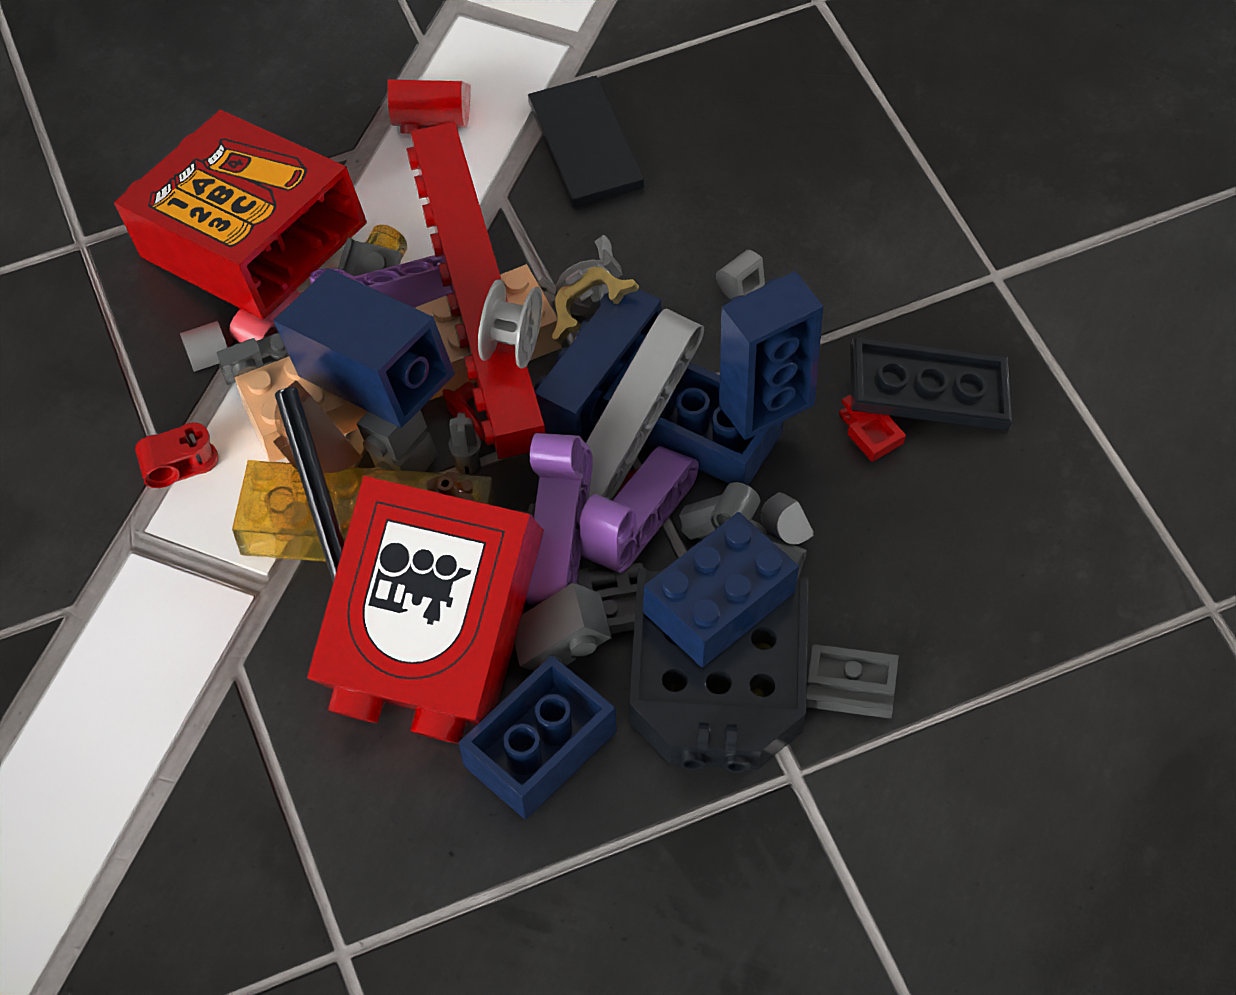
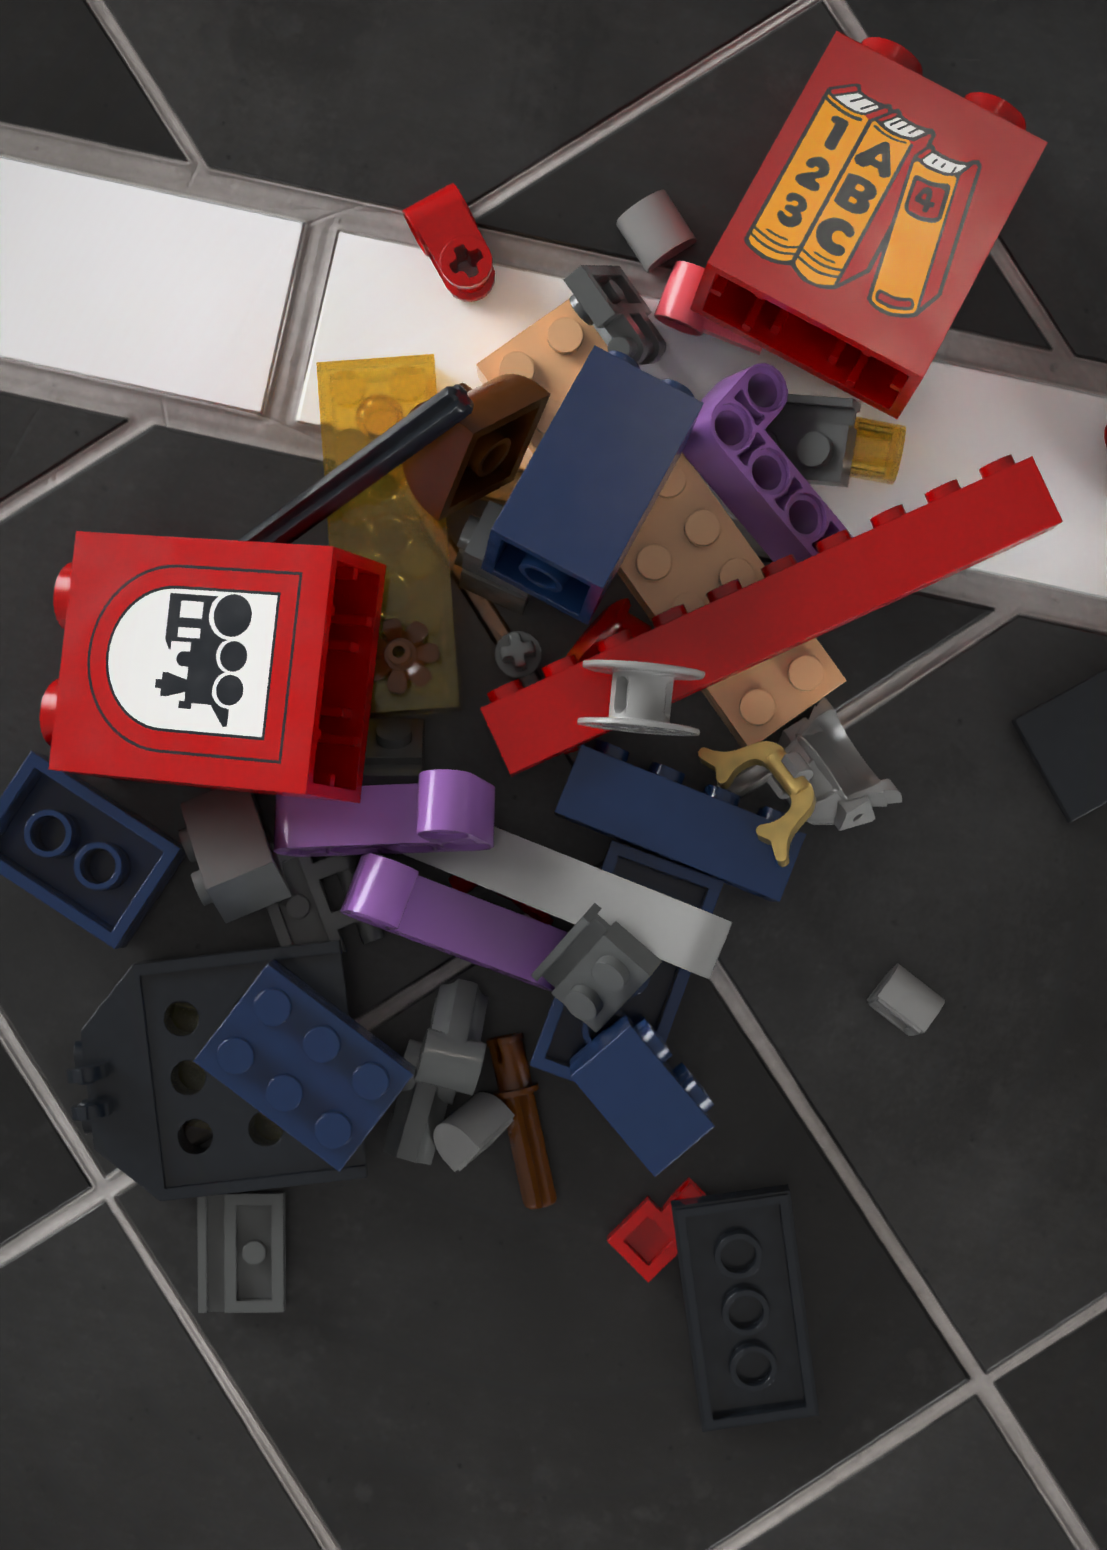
camera: 80 degrees right, 30 degrees up
(685, 397) = (596, 968): none -> dark grey plate
(808, 495) = (525, 1132): none -> reddish brown axle

